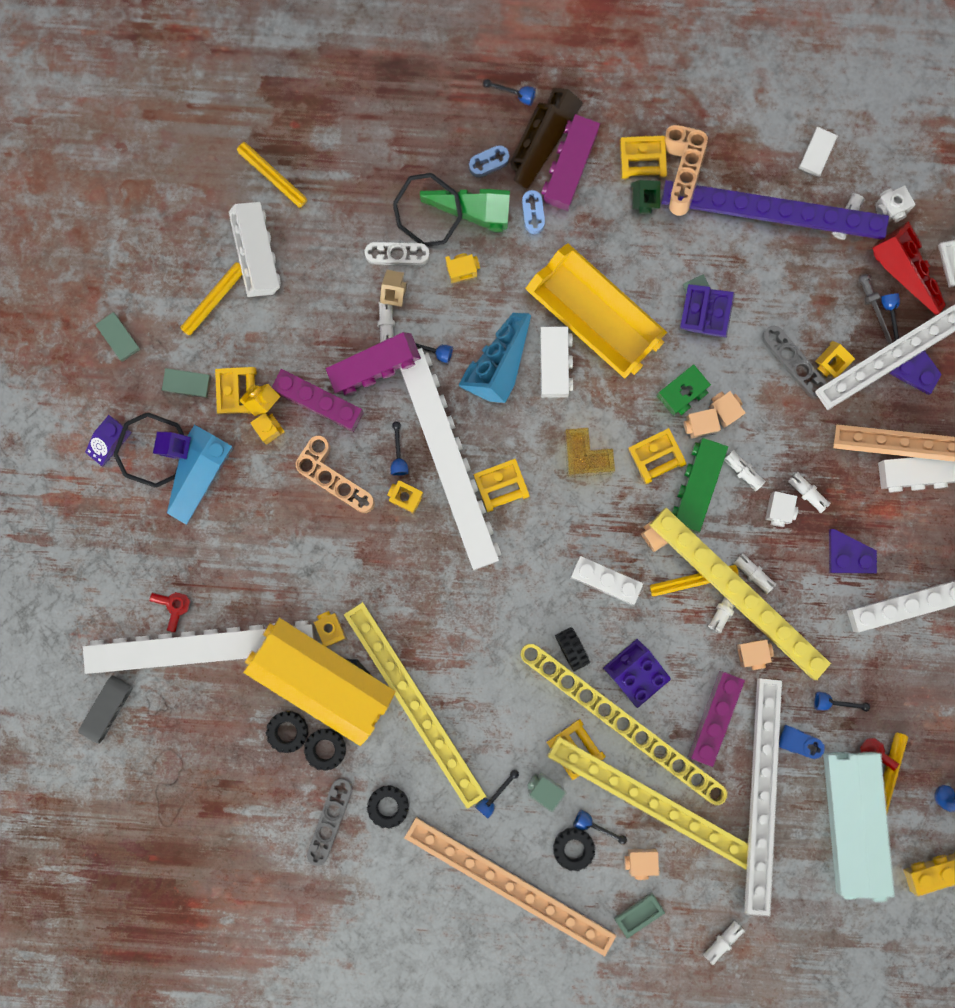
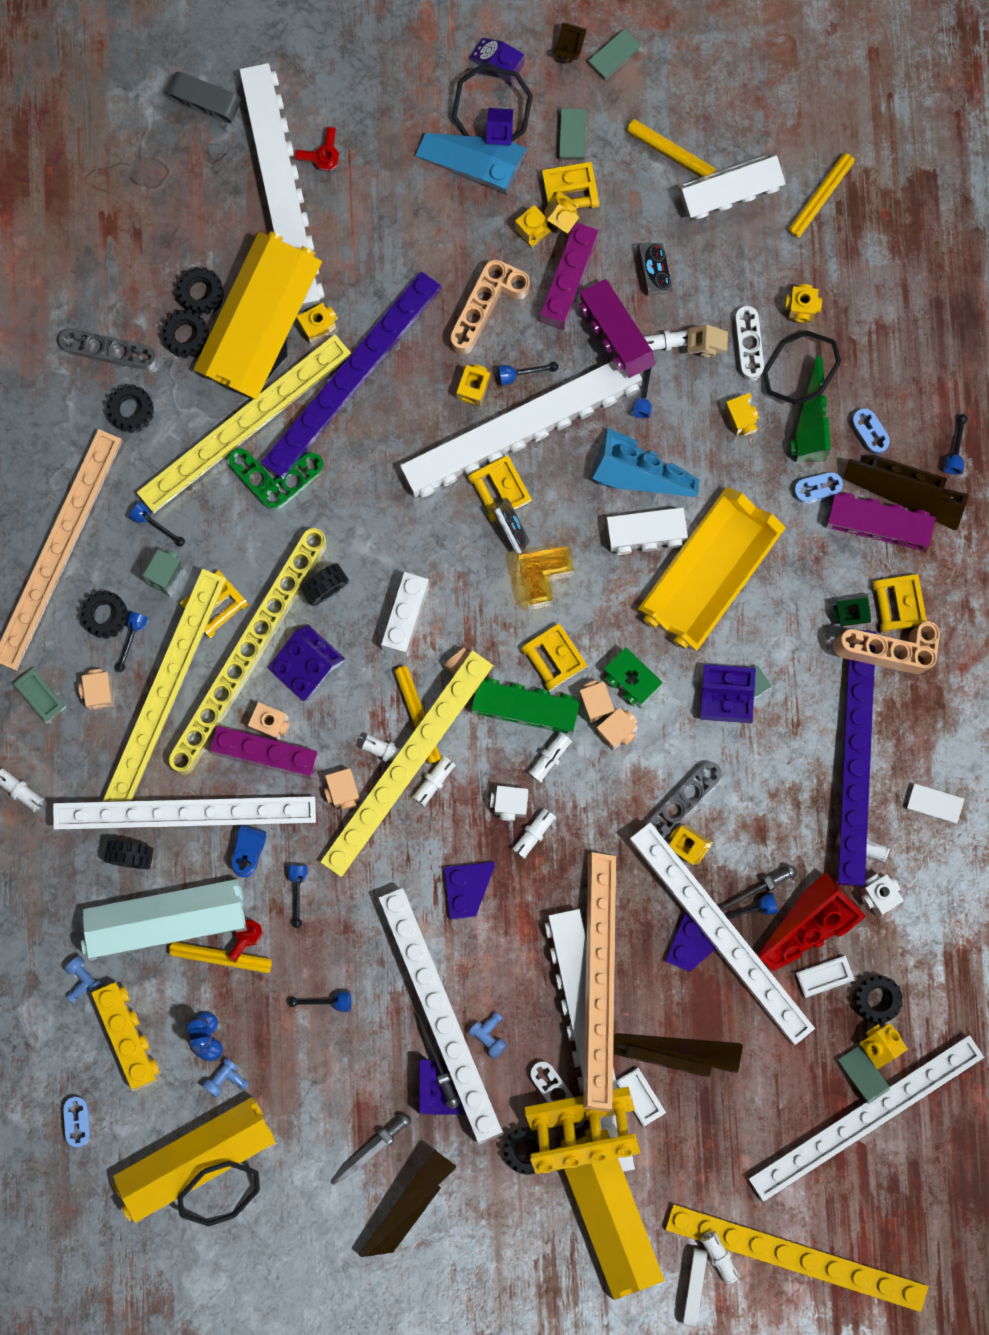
camera: 85 degrees right, 5 degrees down
(101, 374) = (570, 42): none -> dark brown bracket
(319, 326) = (655, 268): none -> slope
(372, 208) = (801, 311): none -> yellow brick
(382, 604) = (351, 375): none -> dark purple plate
(473, 688) = (271, 486): none -> green beam
(537, 479) = (510, 525): none -> slope
(688, 711) = (269, 722): none -> light nougat brick
(796, 849) = (128, 854): none -> black tyre
(900, 897) = (87, 981): none -> medium blue piece
(939, 676) = (341, 1001): none -> hinge

